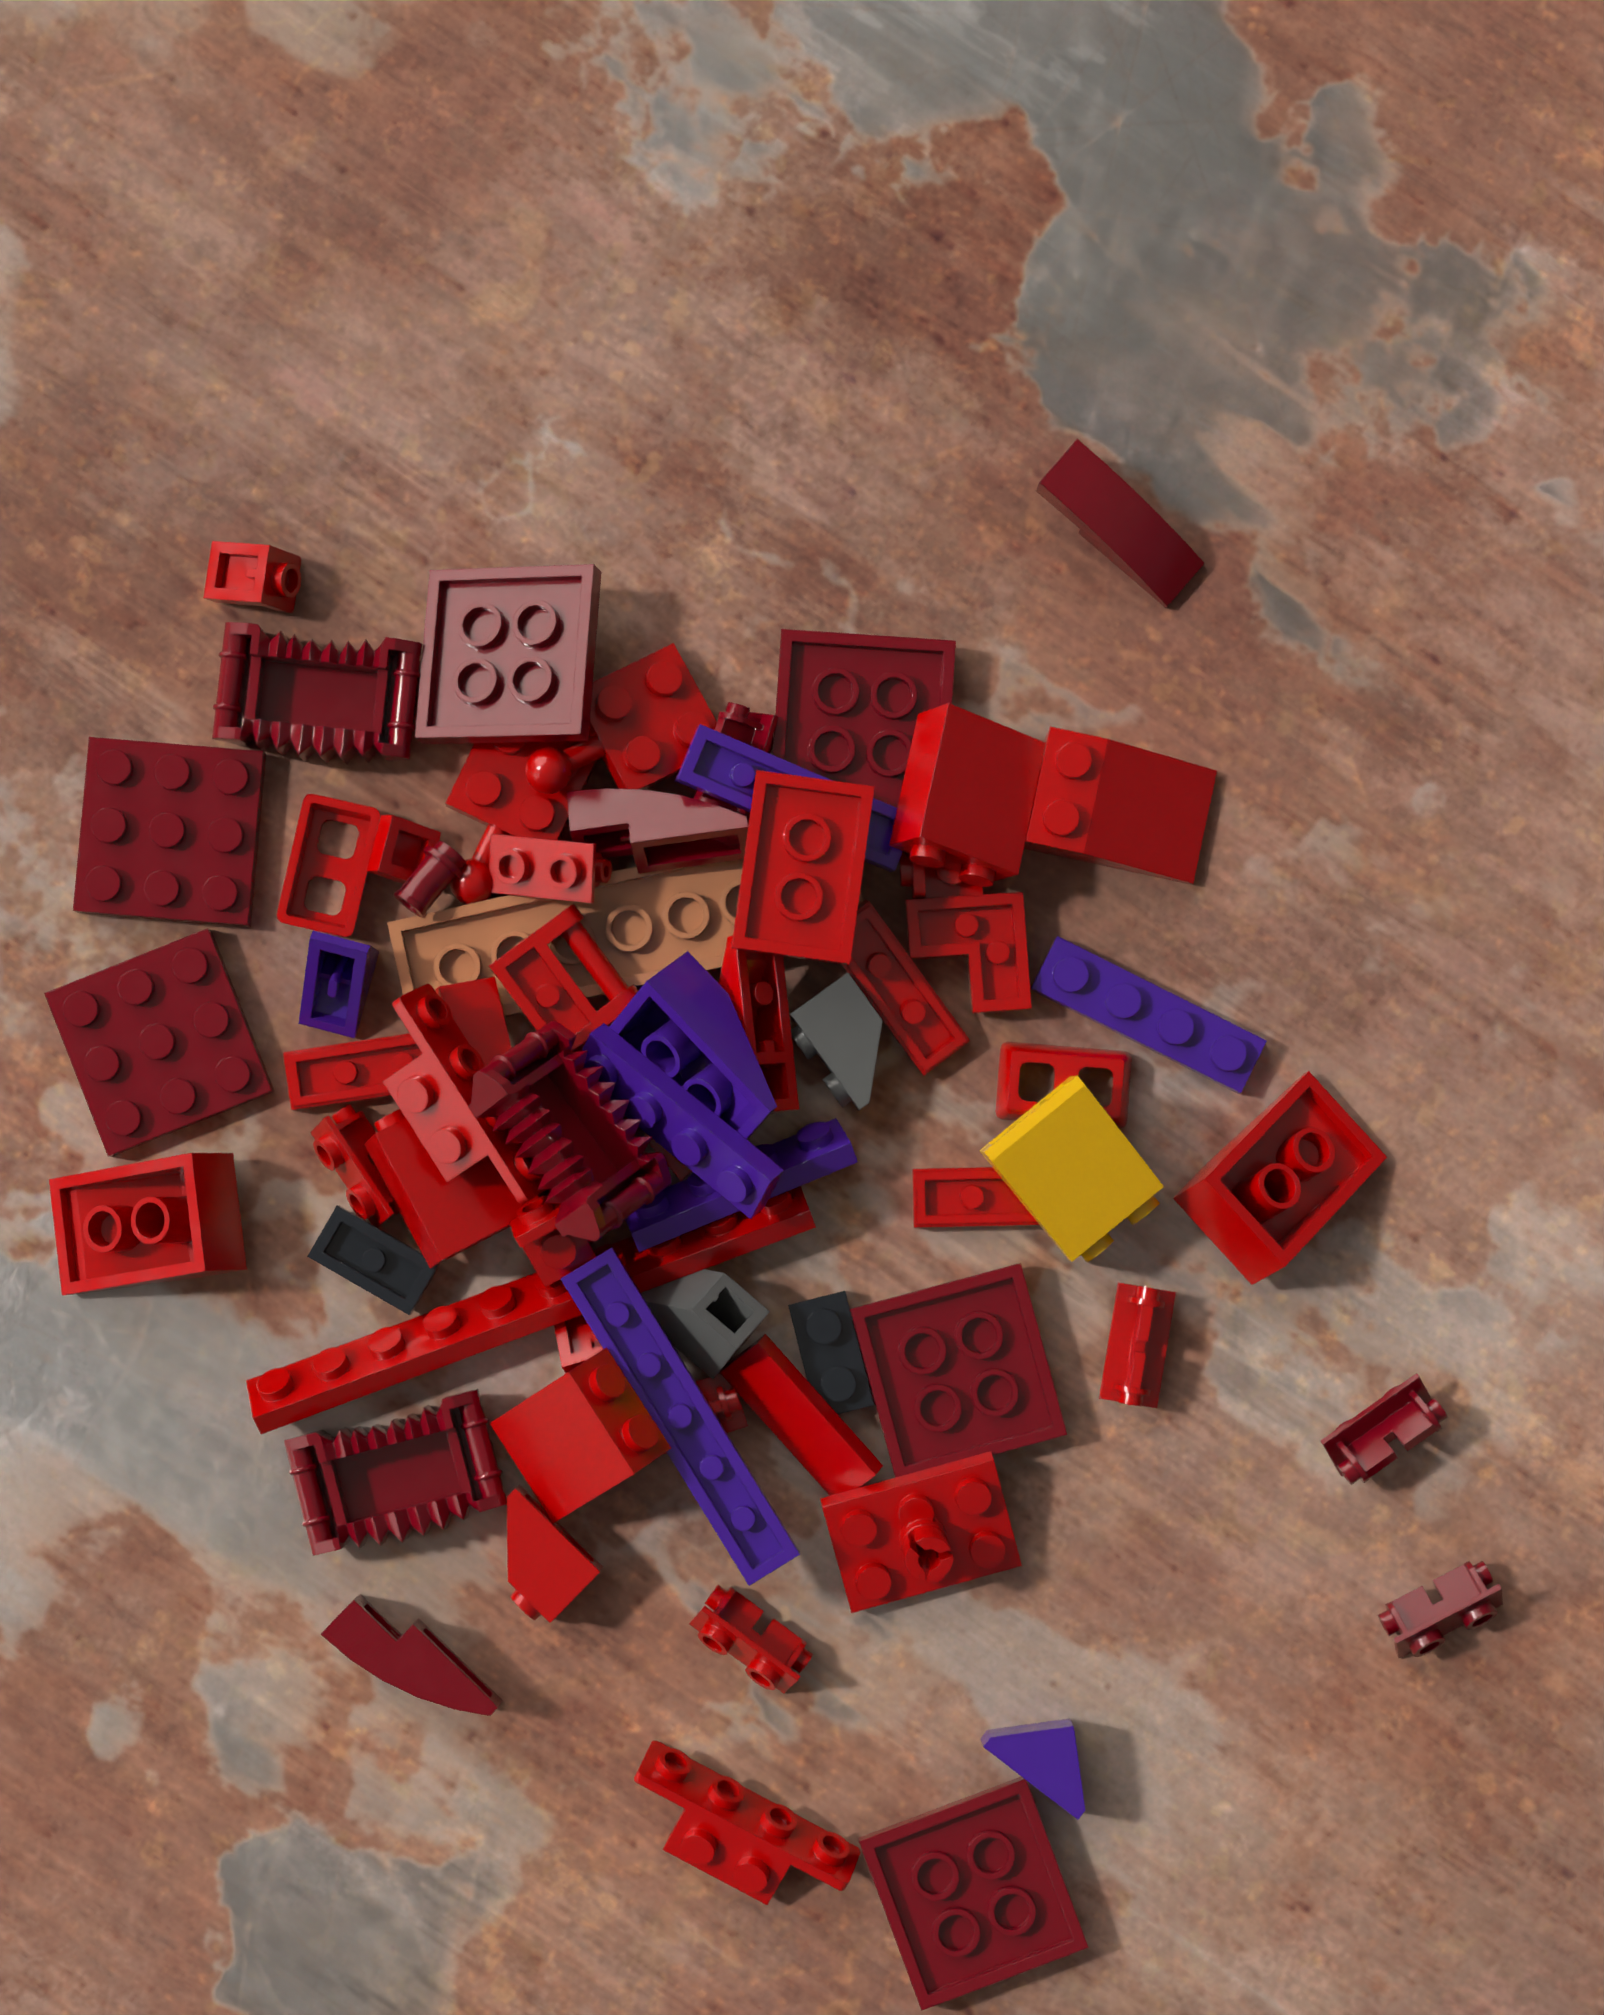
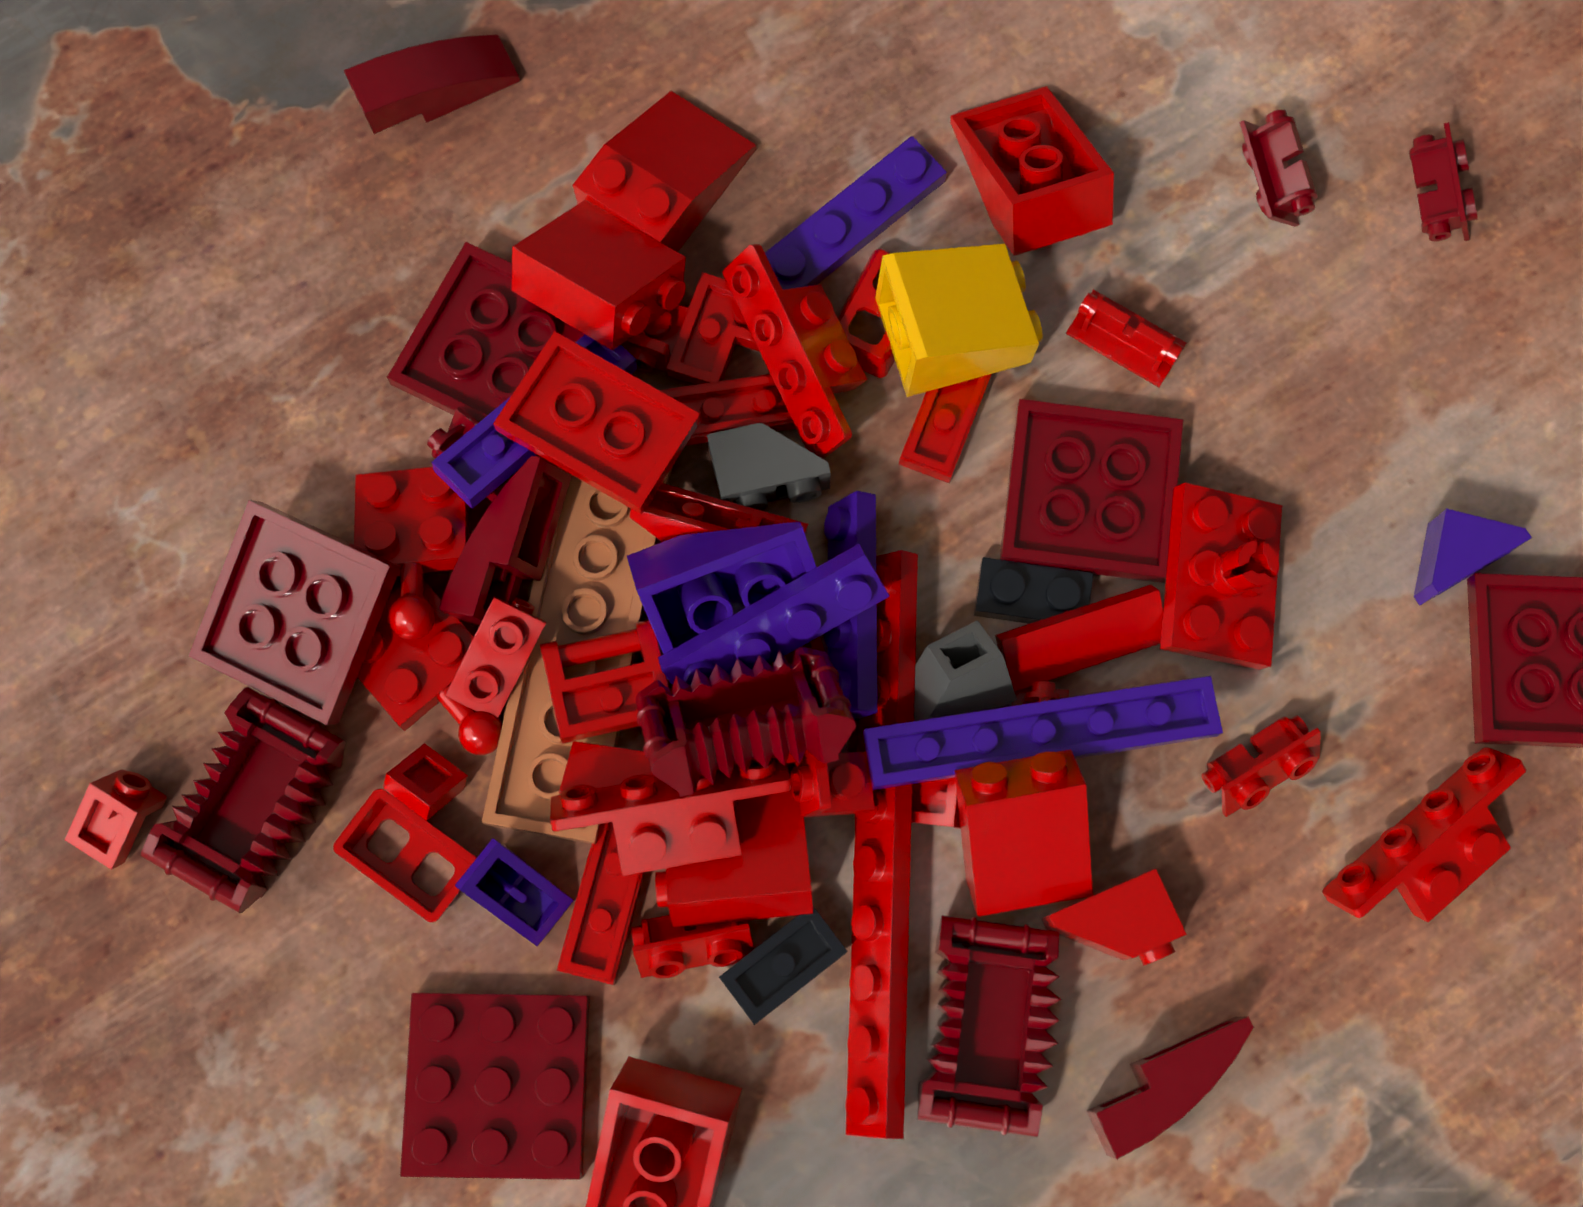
camera: 65 degrees left, 10 degrees down
(169, 831) = (307, 994): dark red plate -> none
(430, 878) = (459, 764): dark red pin -> none
(978, 1027) = (799, 346): none -> red bracket

